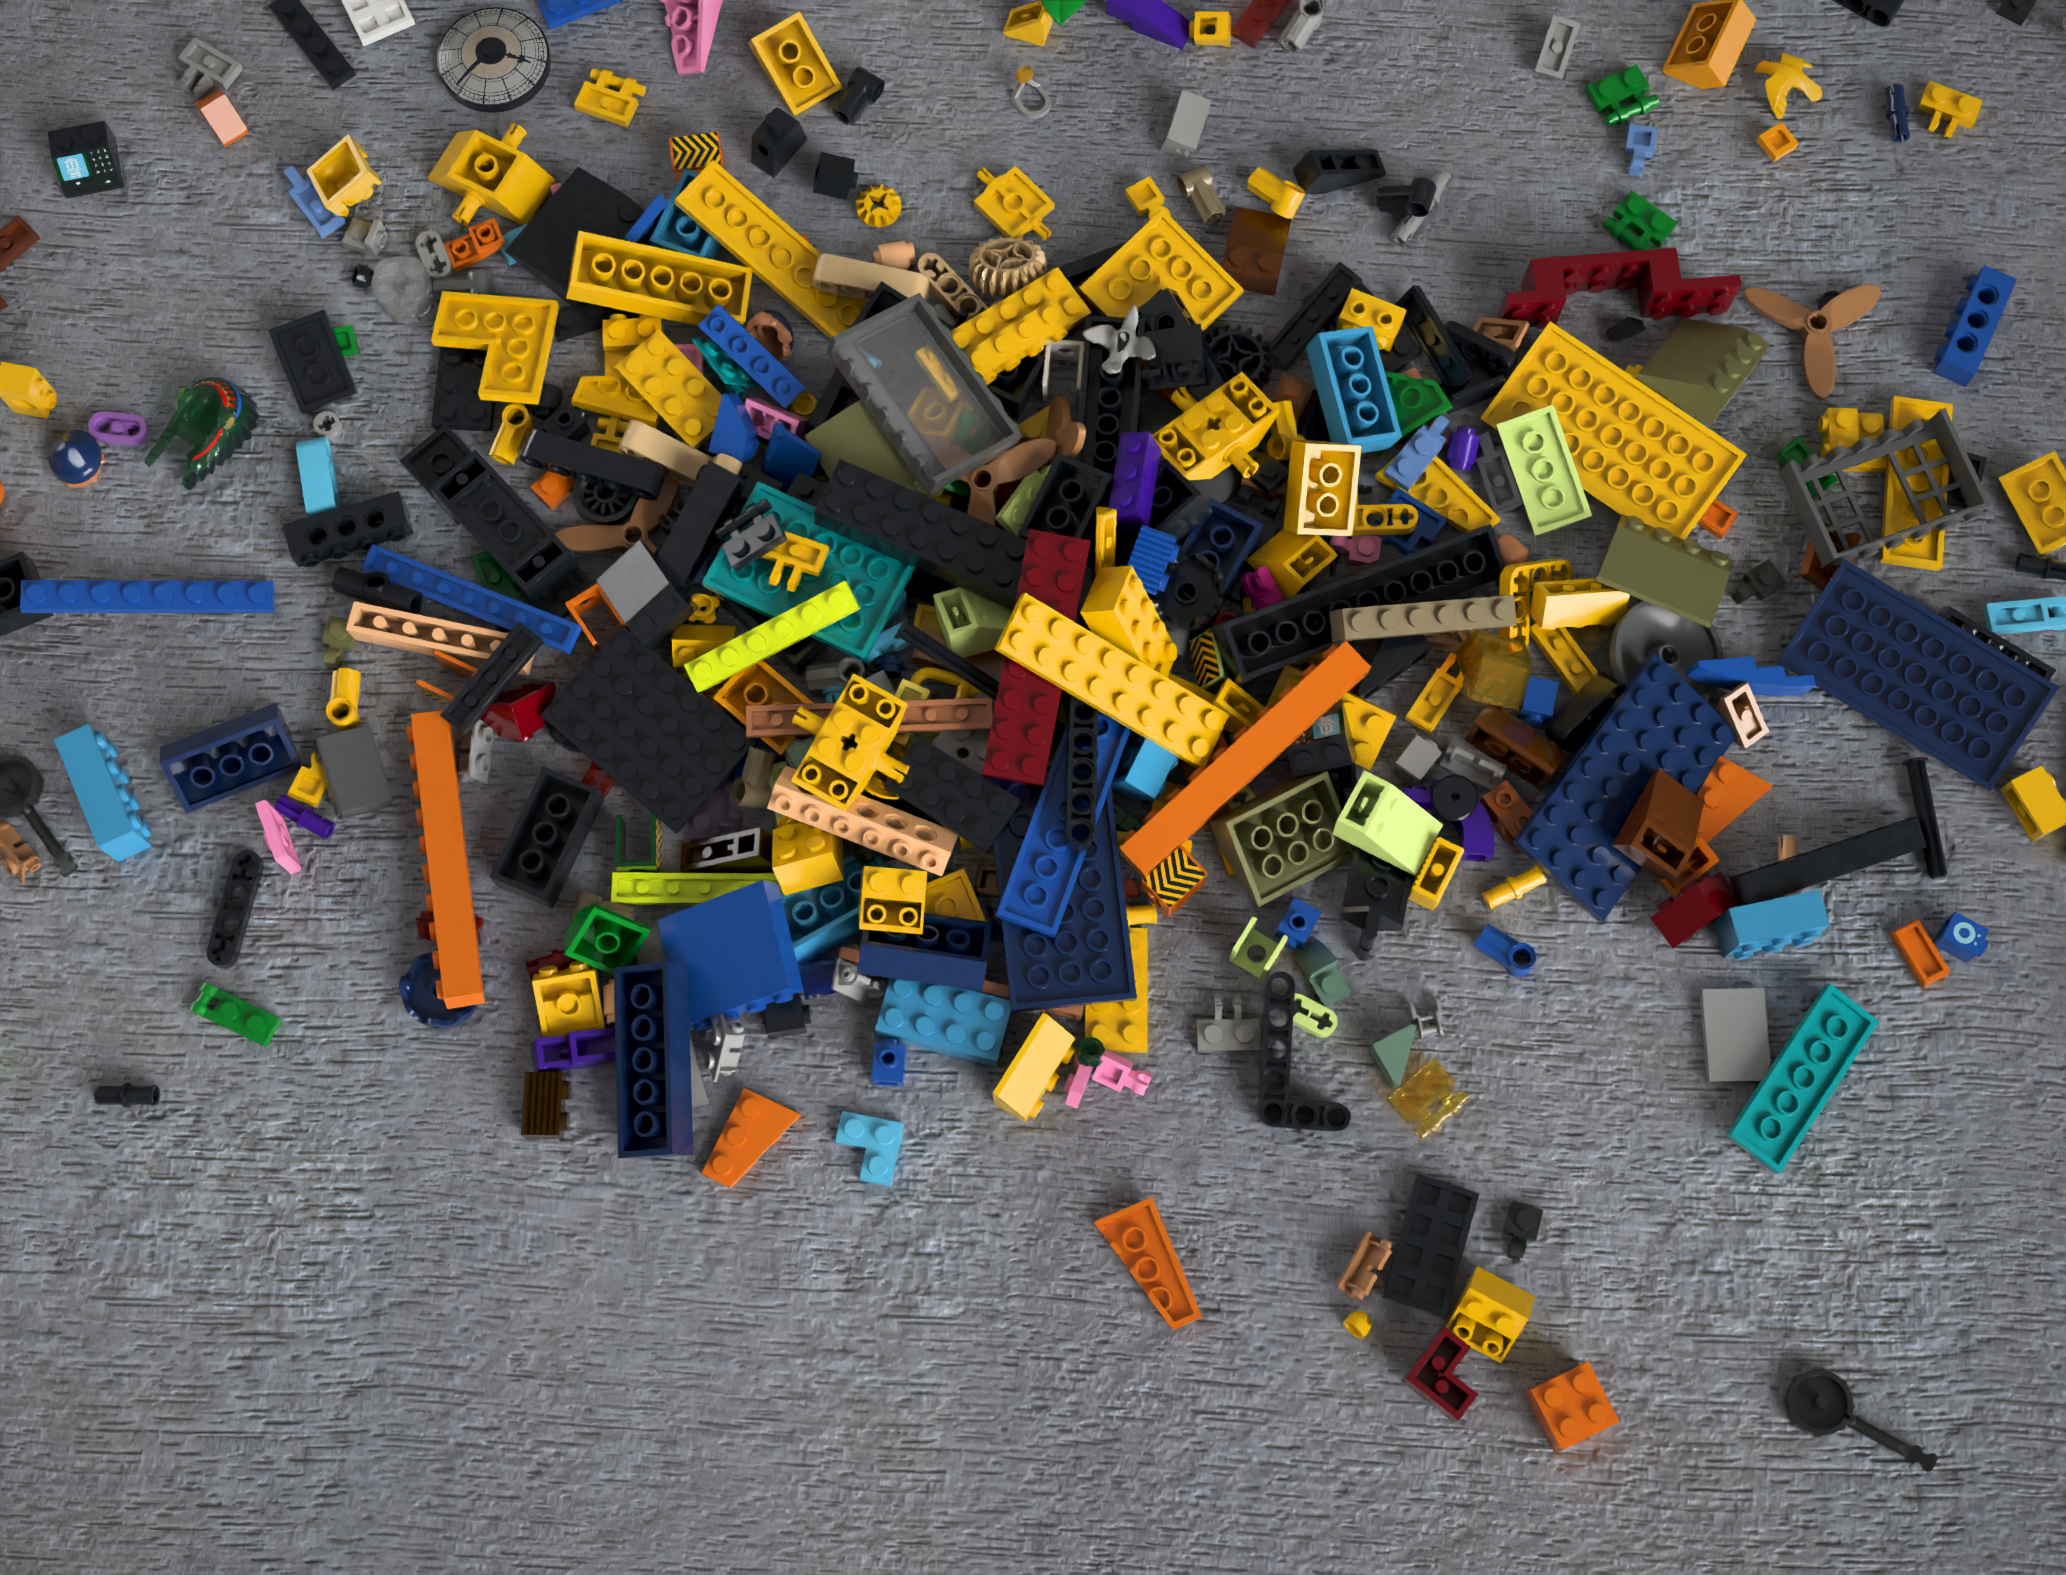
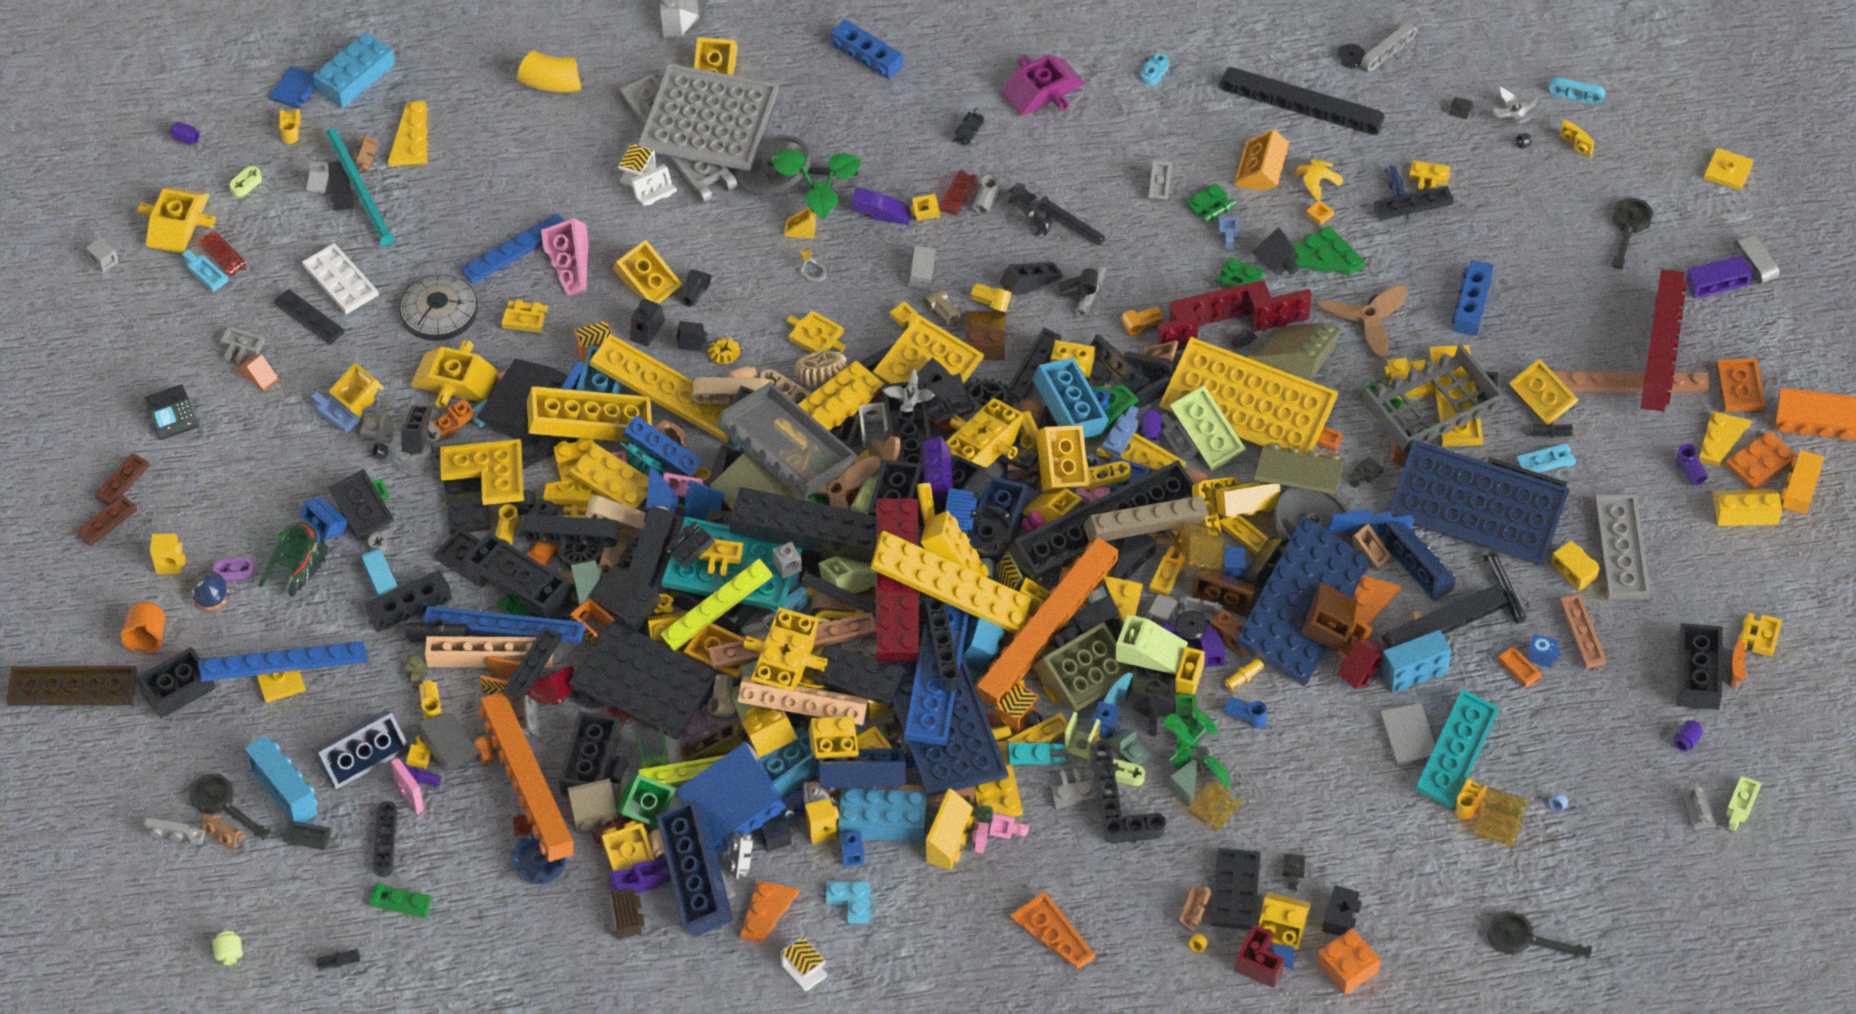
camera: 10 degrees left, 20 degrees down
(126, 882) = (307, 835): none -> pearl dark grey plate
(145, 630) = (280, 685): none -> yellow plate
(258, 372) = (323, 518): none -> blue brick
(403, 794) = (484, 747): none -> orange piece
(407, 260) = (415, 429): none -> black slope
(532, 923) = (592, 805): none -> dark tan slope
(585, 863) = (618, 769): none -> black pin
(598, 552) = (585, 578): none -> sand green slope
(779, 1244) = (803, 963): none -> piece
(853, 1016) = (822, 821): none -> yellow brick
(886, 587) = (787, 560): none -> light grey brick
(1181, 962) = (1033, 754): none -> teal hinge
(1195, 902) = (1033, 719): none -> black hinge
(1196, 930) = (1043, 732): none -> yellow plate
(1270, 781) = (1068, 635): none -> black hinge
(1328, 879) = (1120, 690): none -> medium azure slope
(1352, 38) = (1022, 199): none -> black piece
(1399, 987) = (1184, 753): none -> green plant
(1404, 393) = (1104, 395): none -> blue plate
(1415, 88) = (1071, 221): none -> black axle
(1415, 948) = (1183, 707): none -> green plate
(1476, 272) = (1136, 322): none -> light orange piece
(1479, 1370) = (1286, 952): none -> blue tile
(1562, 1327) = (1341, 901): none -> black brick
(1704, 200) = (1278, 253): none -> black torso
(1770, 209) = (1327, 252): none -> green plate
(1808, 1160) = (1471, 797): none -> yellow piece
(1809, 750) = (1418, 560): none -> dark blue slope
(1844, 1209) = (1500, 816): none -> clear yellow slope
(1917, 151) = (1413, 203): none -> black plate
(1934, 1196) = (1558, 802): none -> light blue hinge
(2026, 915) = (1583, 631): none -> nougat plate

